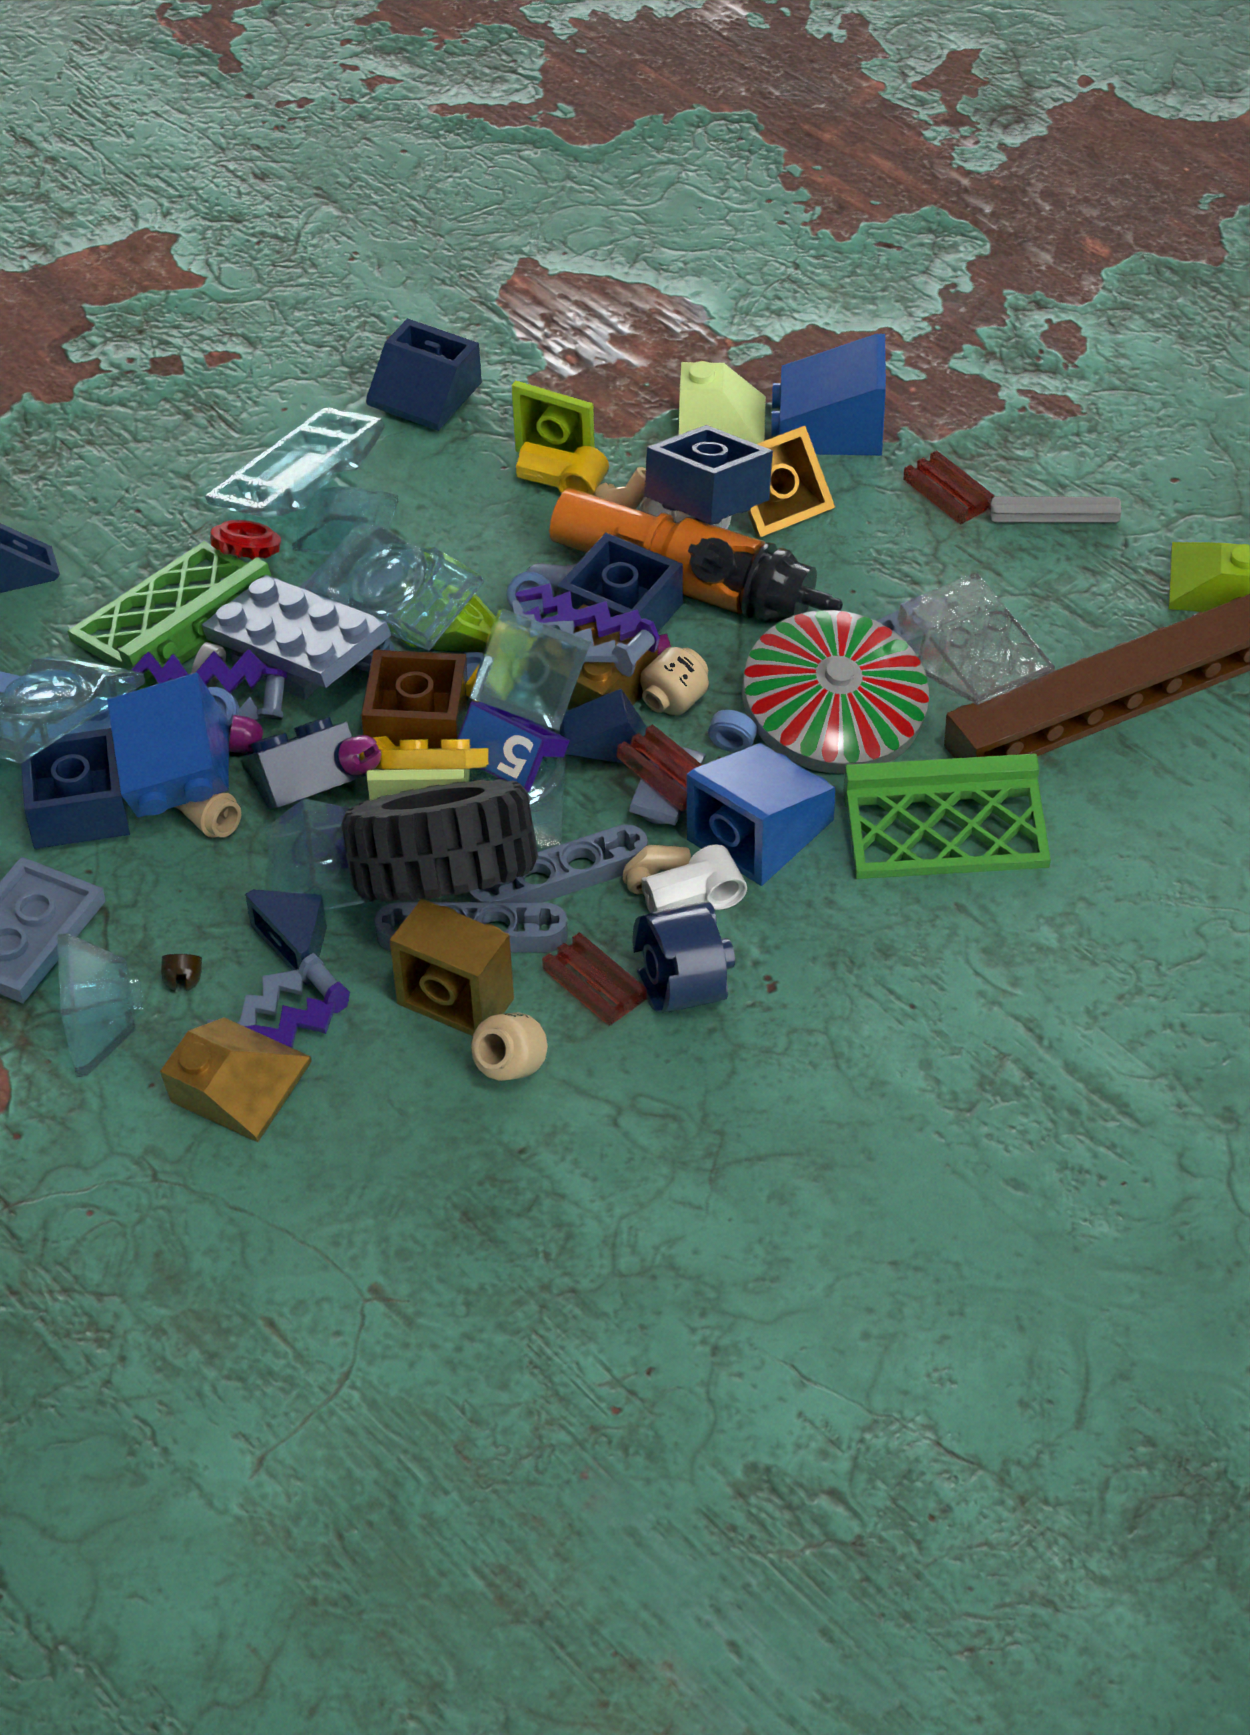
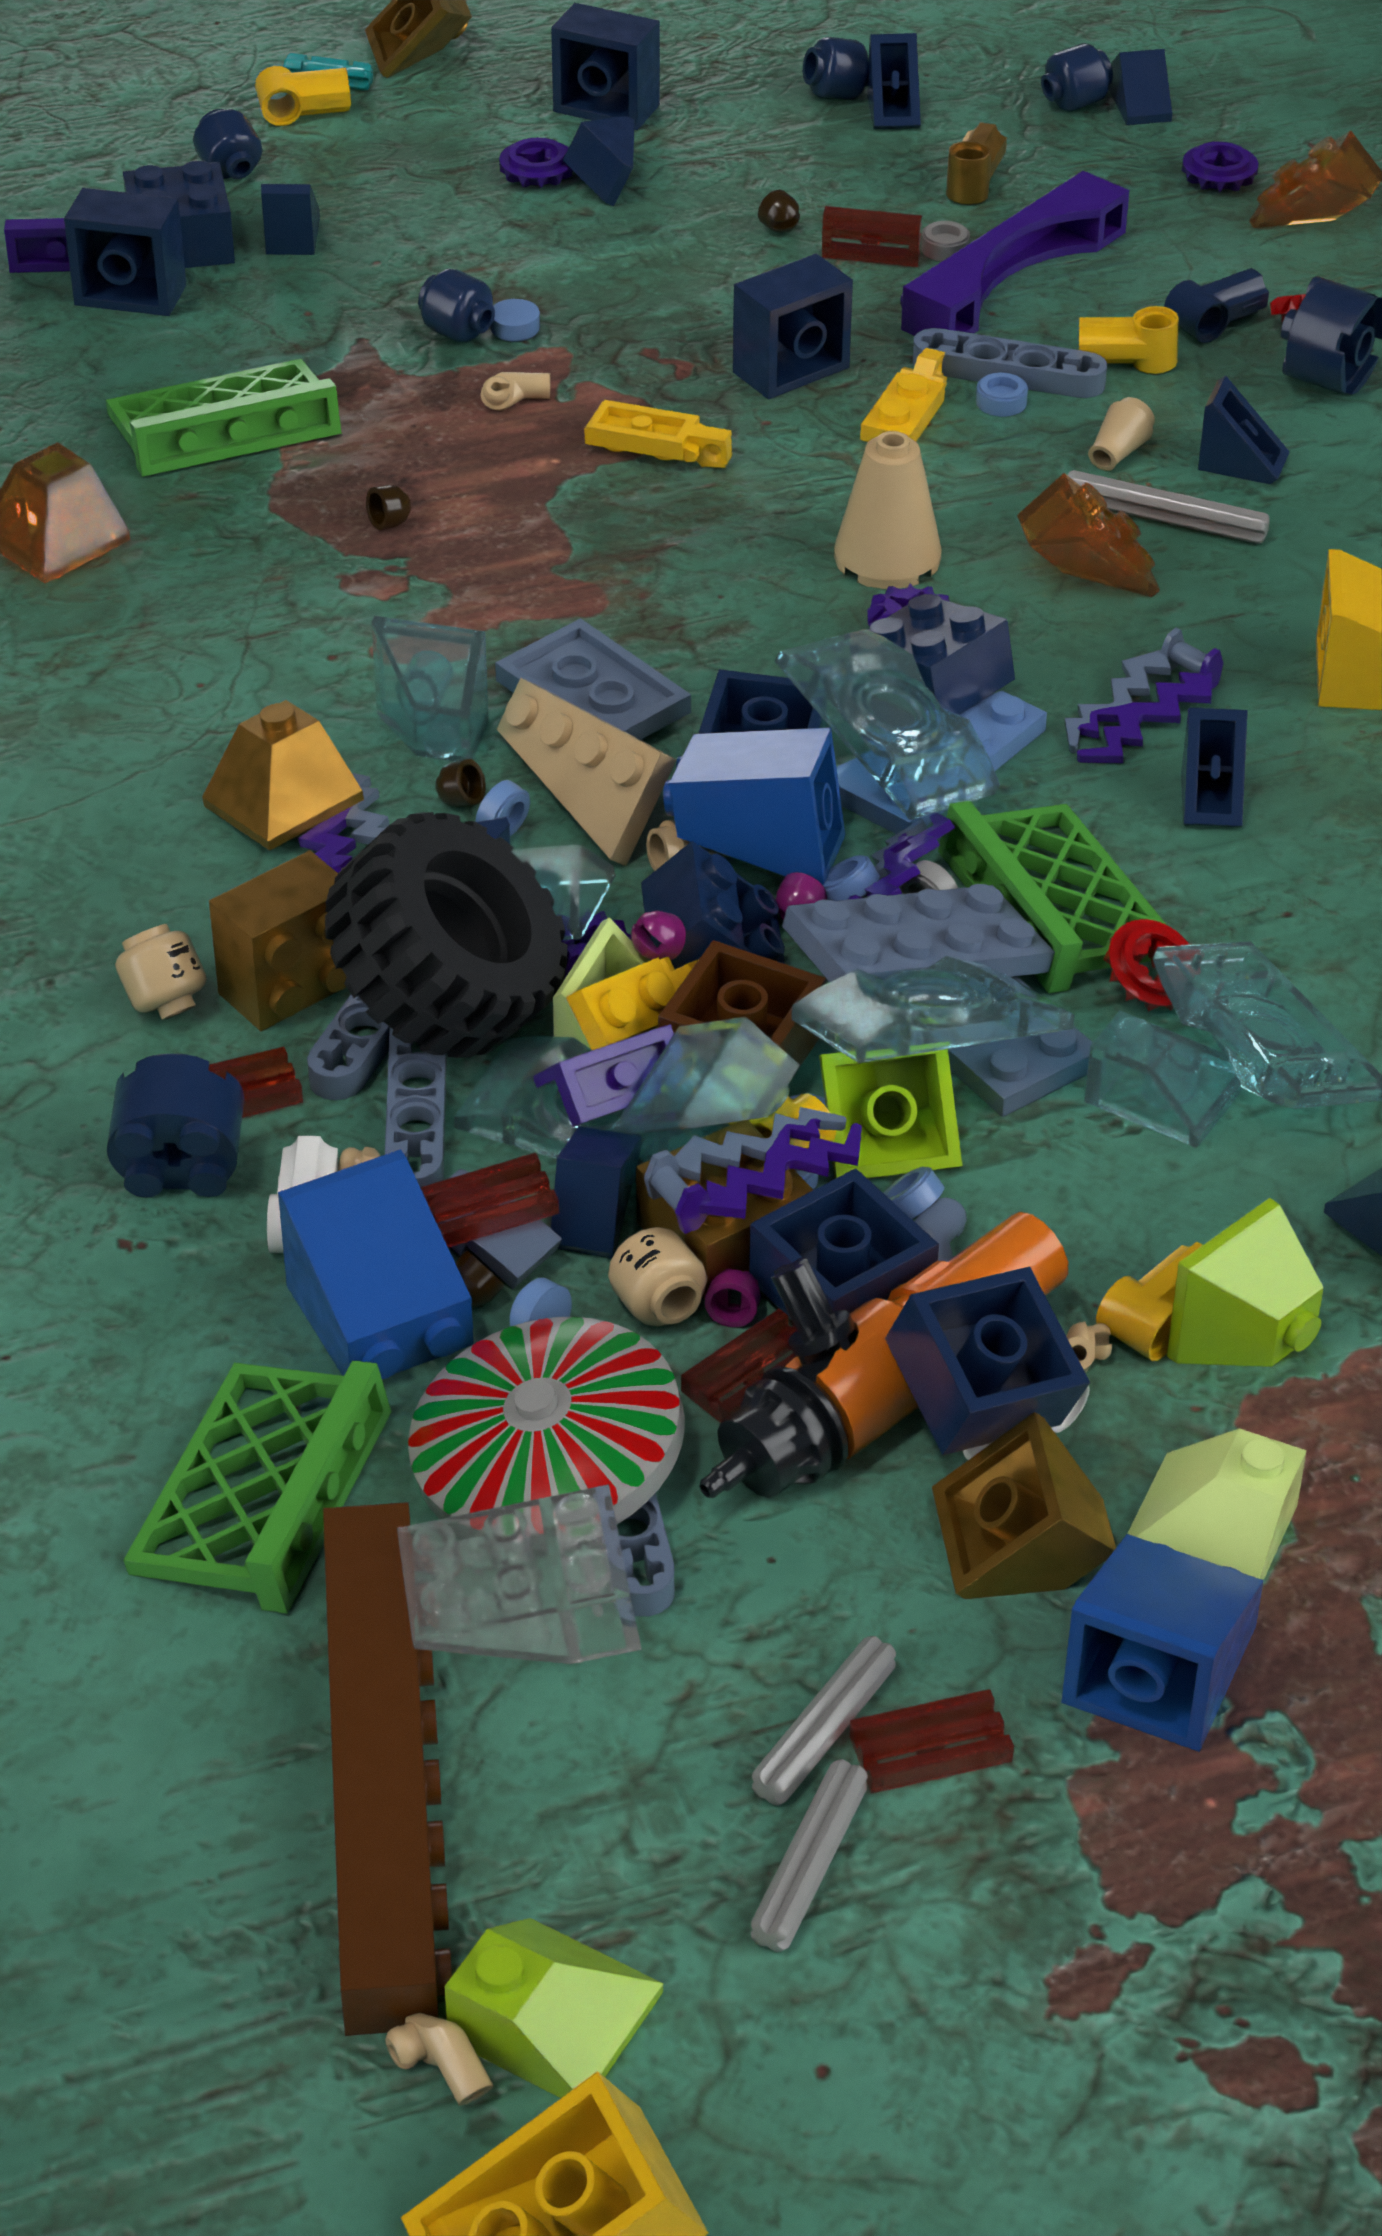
camera: 110 degrees right, 5 degrees down
(146, 878) = (588, 765): none -> tan wing
(210, 926) = (505, 800): none -> medium blue tile
(715, 627) = (738, 1363): none -> clear red tile
(963, 528) = (823, 1720): none -> light grey axle

